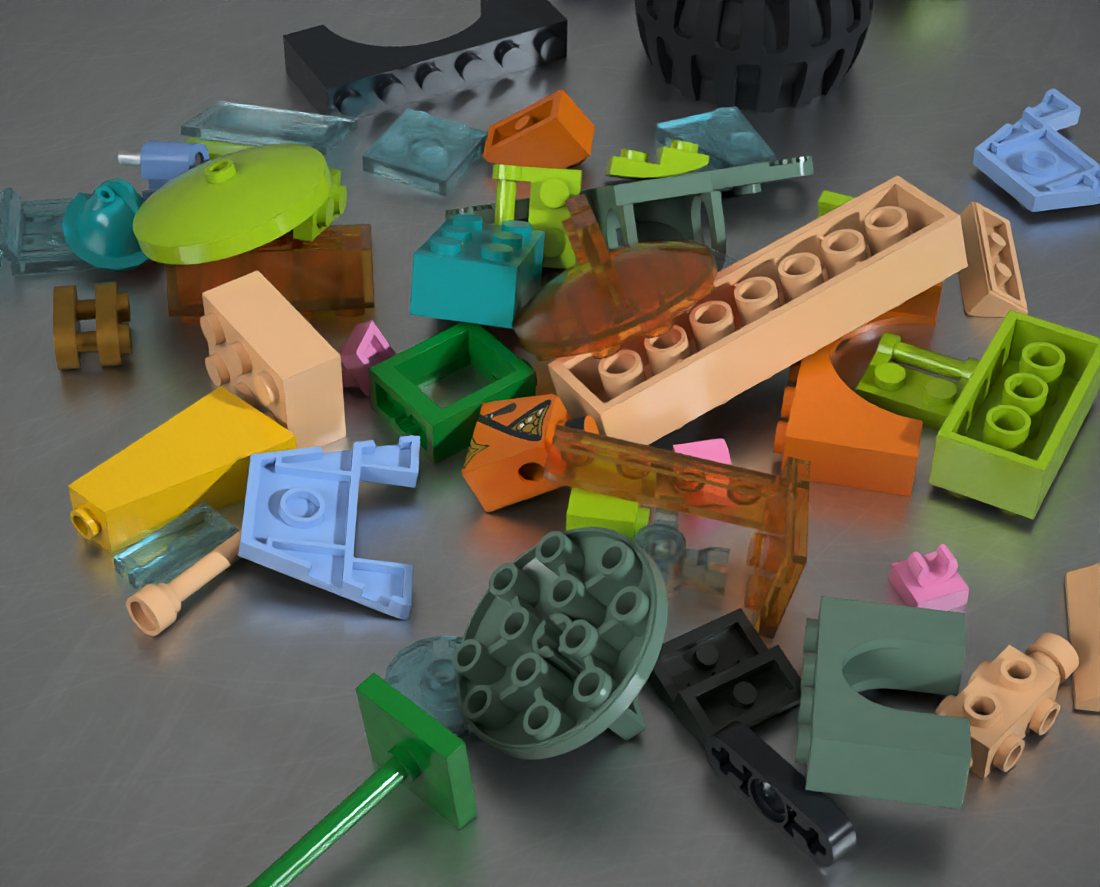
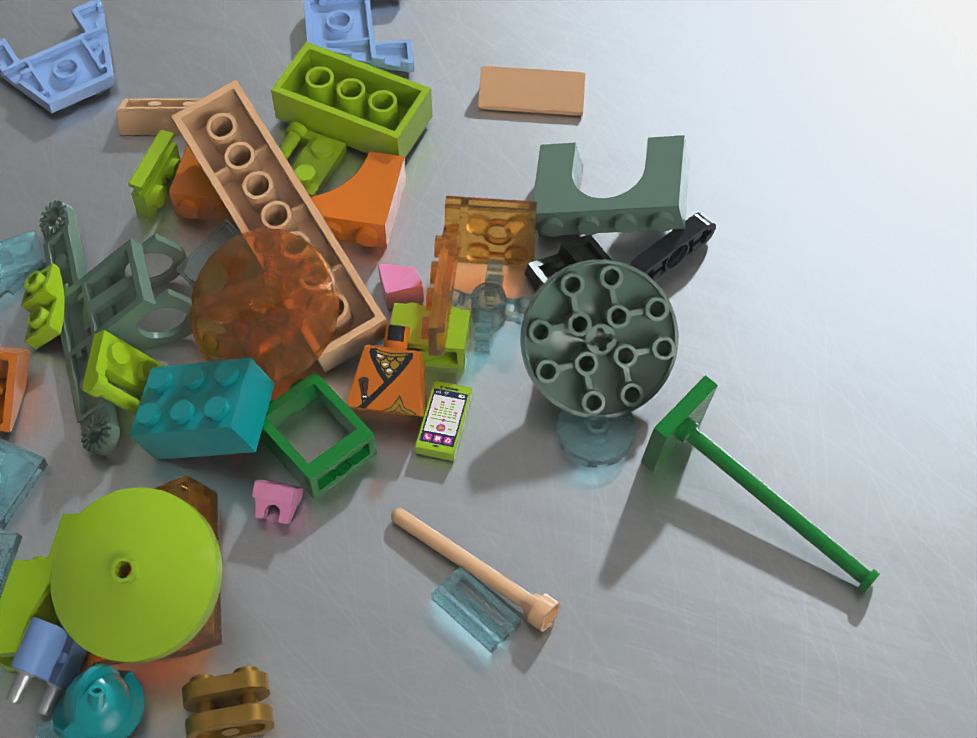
camera: 90 degrees left, 15 degrees up
(173, 469) = (403, 608): yellow slope -> none
(274, 359) = (304, 546): light nougat brick -> none
(305, 513) = (453, 515): light blue wing -> none
(473, 522) = (444, 421): none -> tile
(930, 580) = (490, 171): bright pink tile -> none
(1016, 697) = (600, 145): light nougat brick -> none

